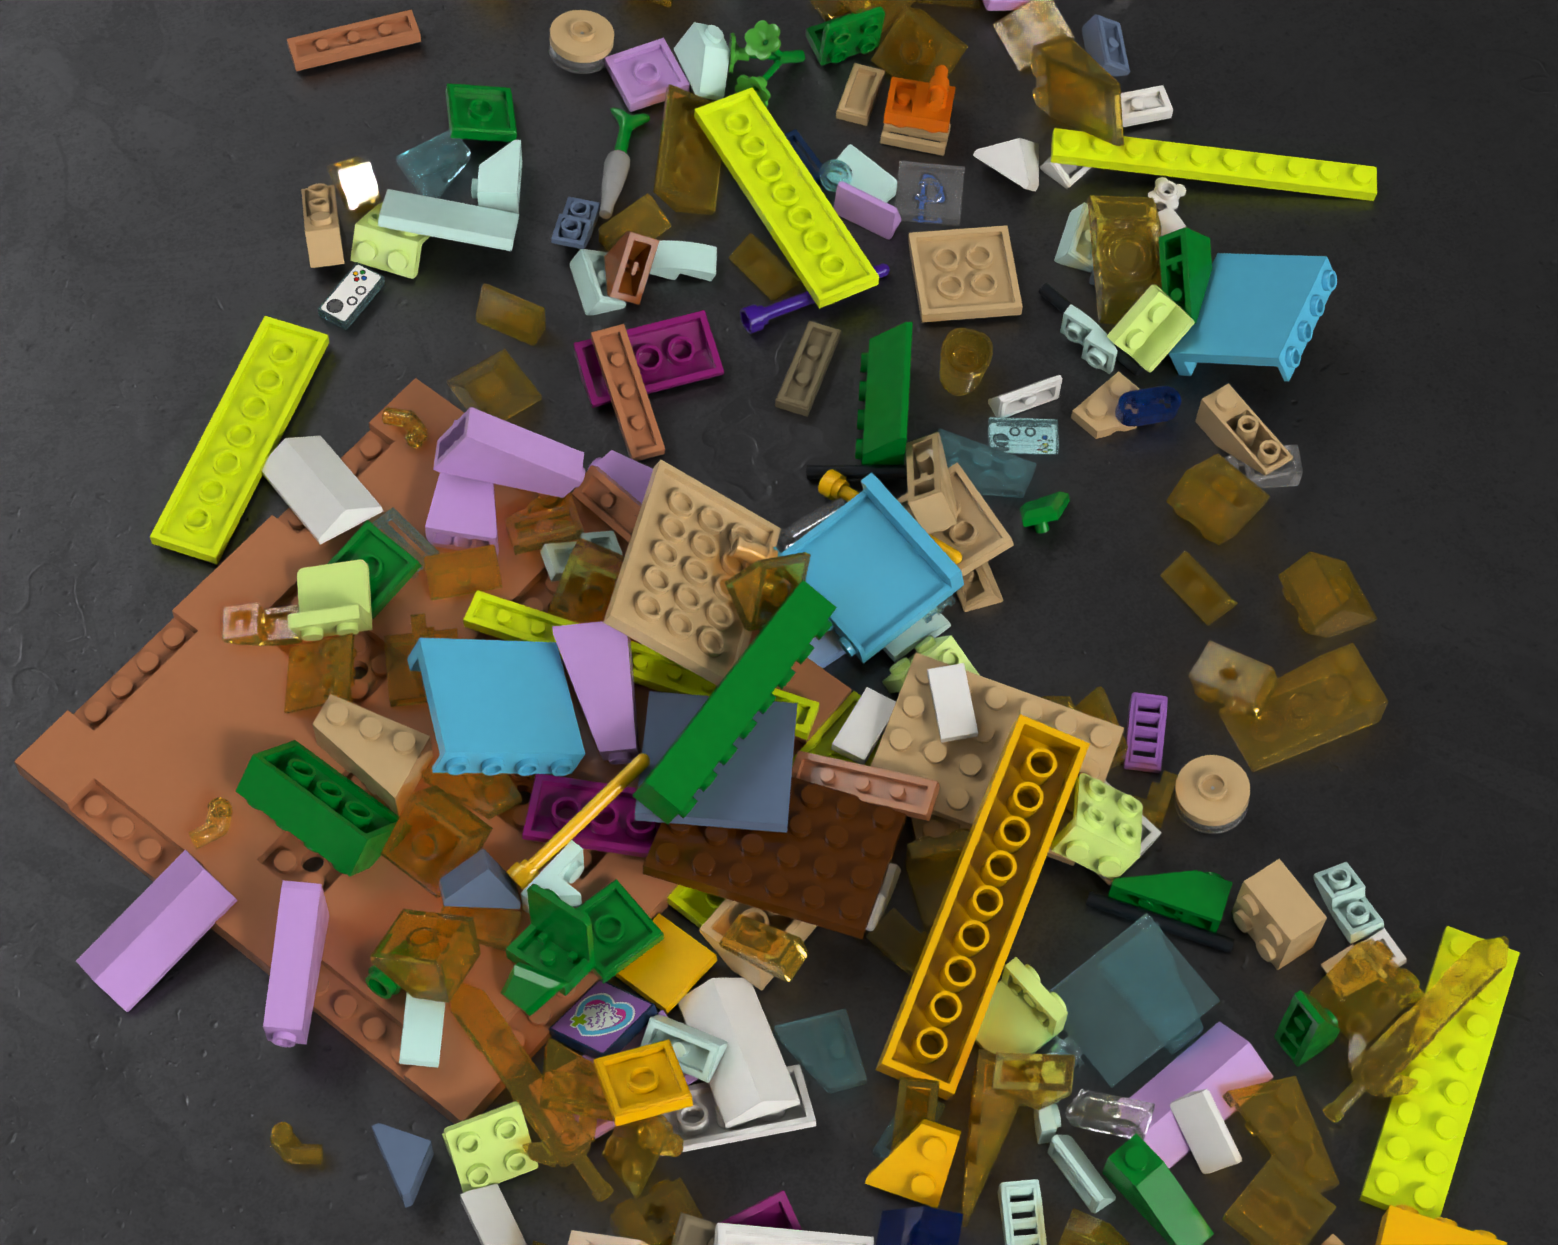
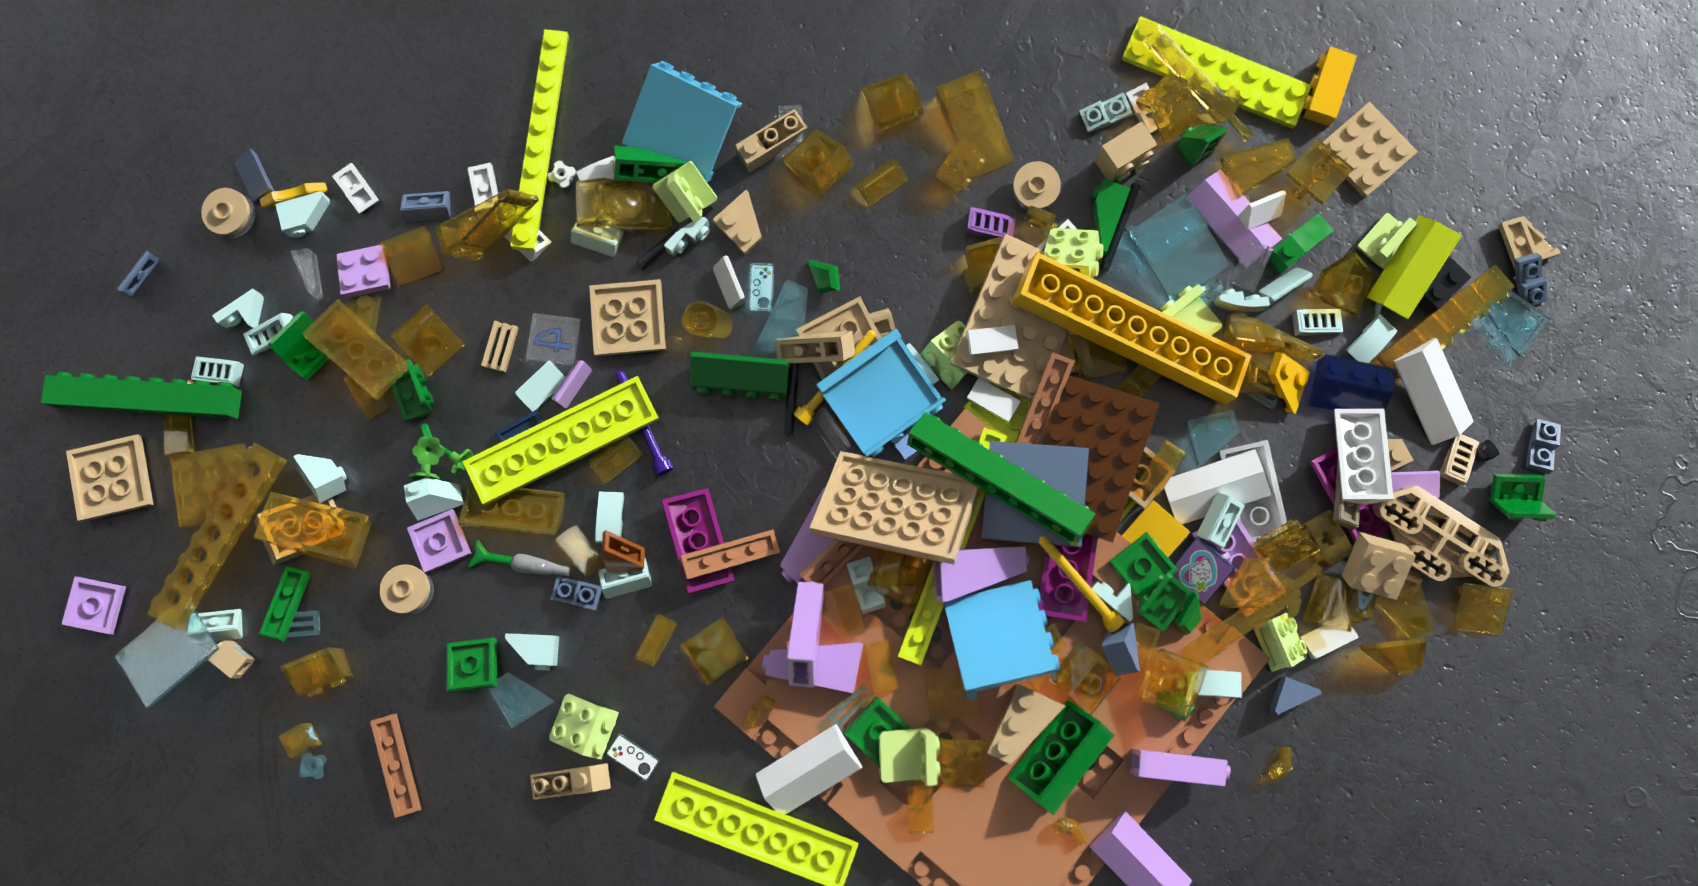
camera: 85 degrees left, 20 degrees up
(355, 183) = (533, 759): slope -> none
(448, 220) = (576, 685): light aqua tile -> none
(546, 1218) = (1329, 604): none -> clear yellow wing
(642, 1082) = (1257, 543): yellow tile -> none
(750, 550) = (874, 466): tan pin -> none
(764, 587) = (903, 460): clear yellow slope -> none
(808, 368) = (702, 430): dark tan tile -> none
(834, 172) = (542, 404): clear light blue plate -> none
(860, 94) = (461, 384): tan tile -> none
(921, 103) = (480, 340): orange plate -> none
(1015, 160) = (531, 278): white slope -> none
(1033, 1078) = (1248, 304): clear yellow slope -> none
(1147, 404) = (750, 200): clear blue beam -> none

